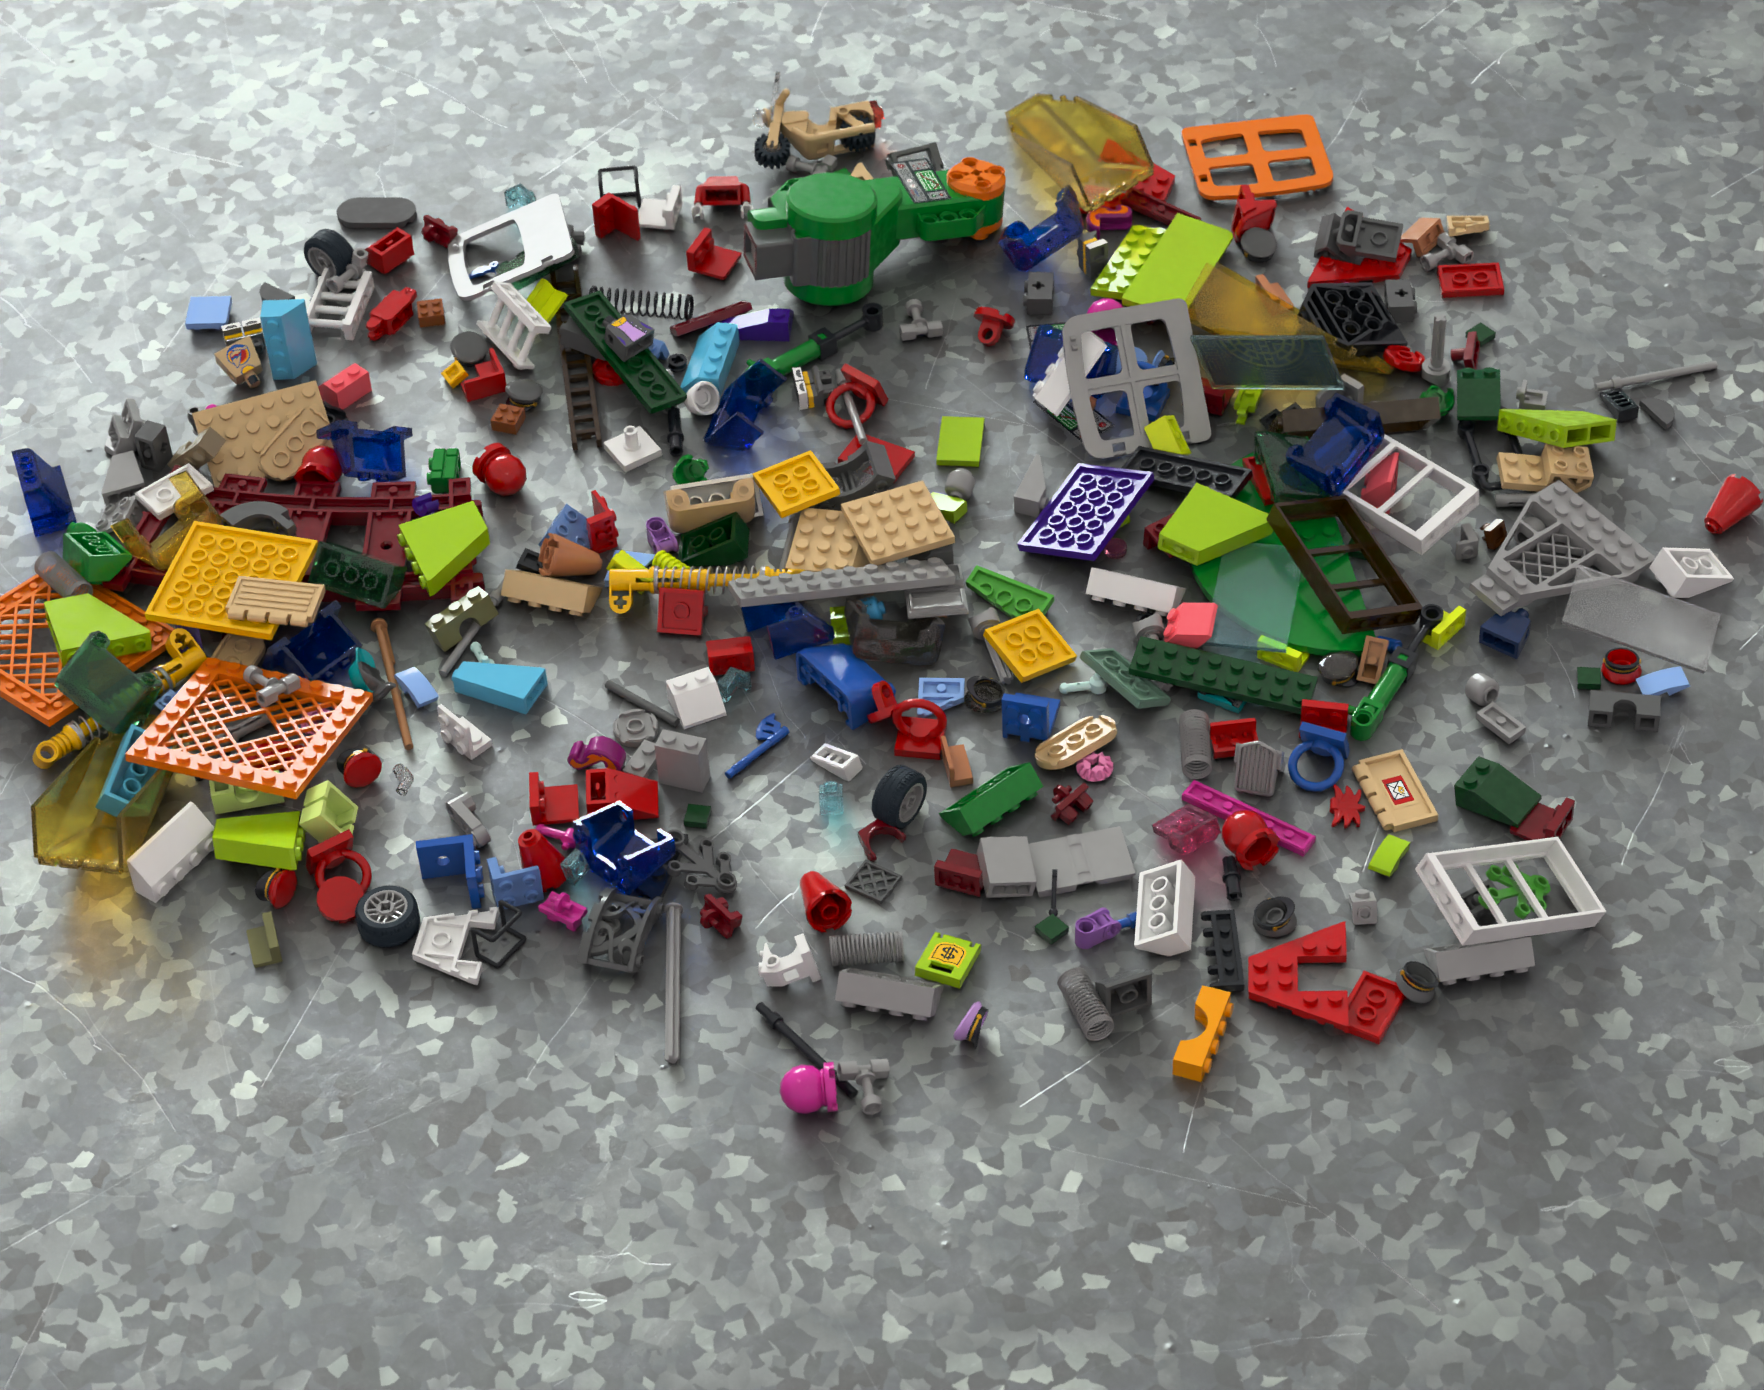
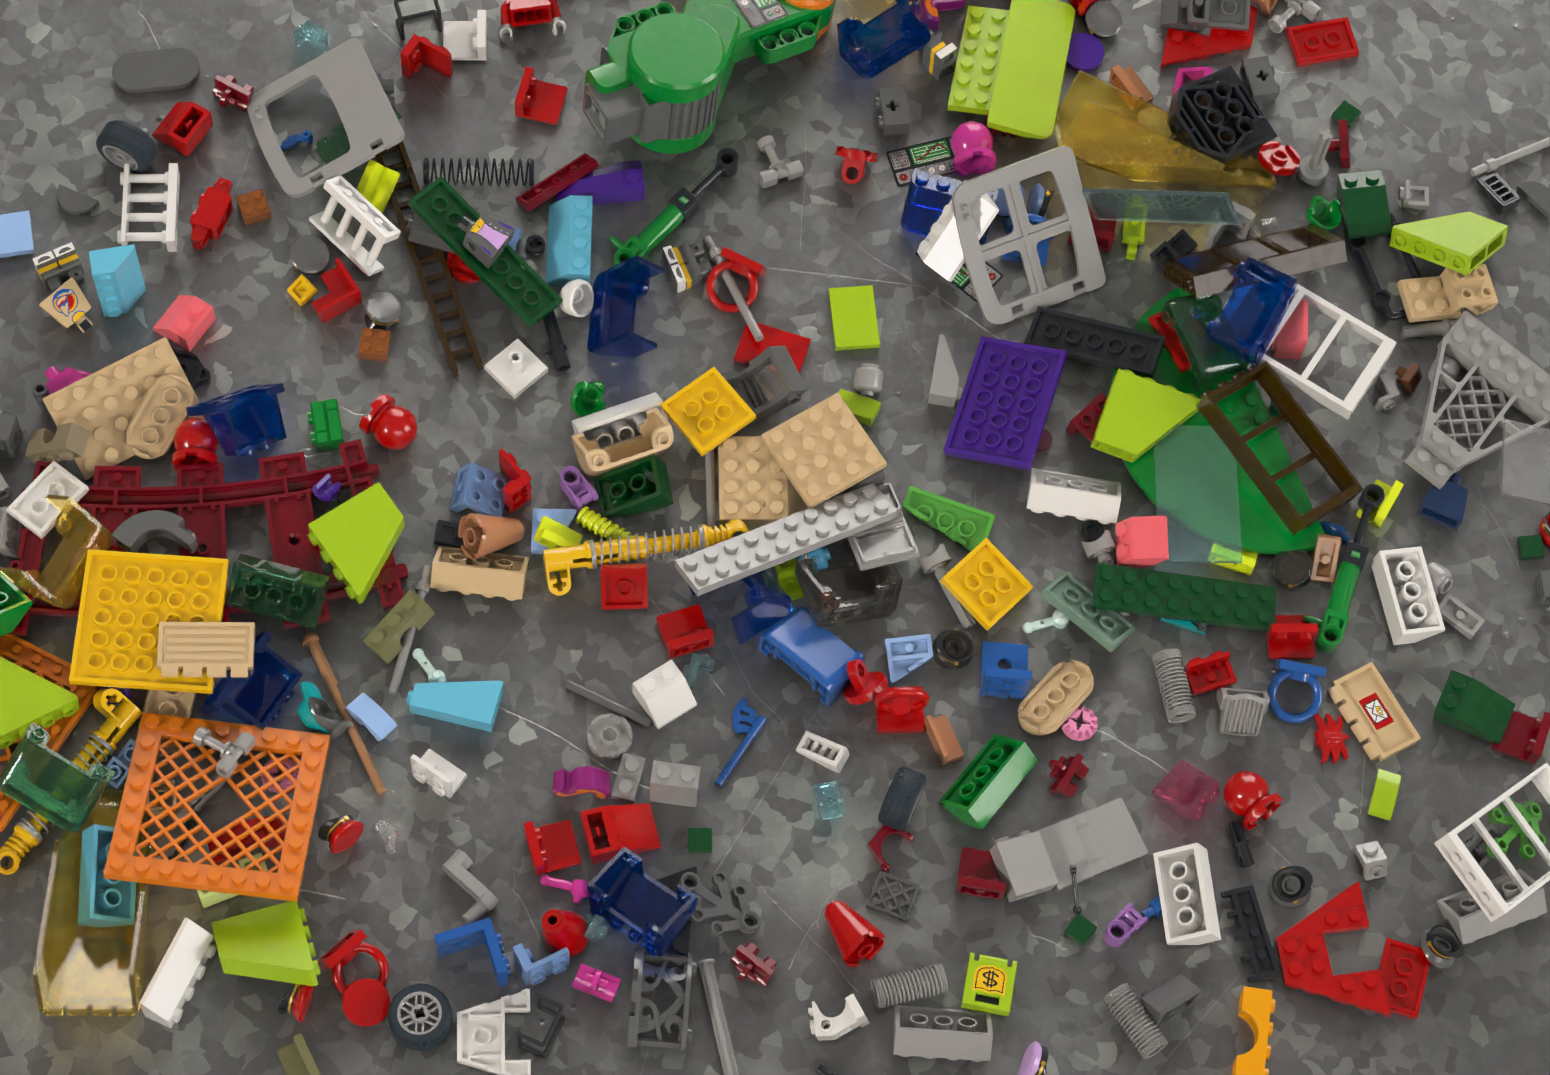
camera: 20 degrees left, 20 degrees up
(327, 812) = (323, 896): yellowish green piece -> none
(353, 271) = (158, 166): light grey bar -> none
(1167, 436) = (1066, 295): neon yellow panel -> none
(1224, 805) = (1233, 761): dark pink tile -> none
(1238, 263) = (1084, 53): none -> dark purple tile
(1448, 696) = (1407, 595): none -> white slope

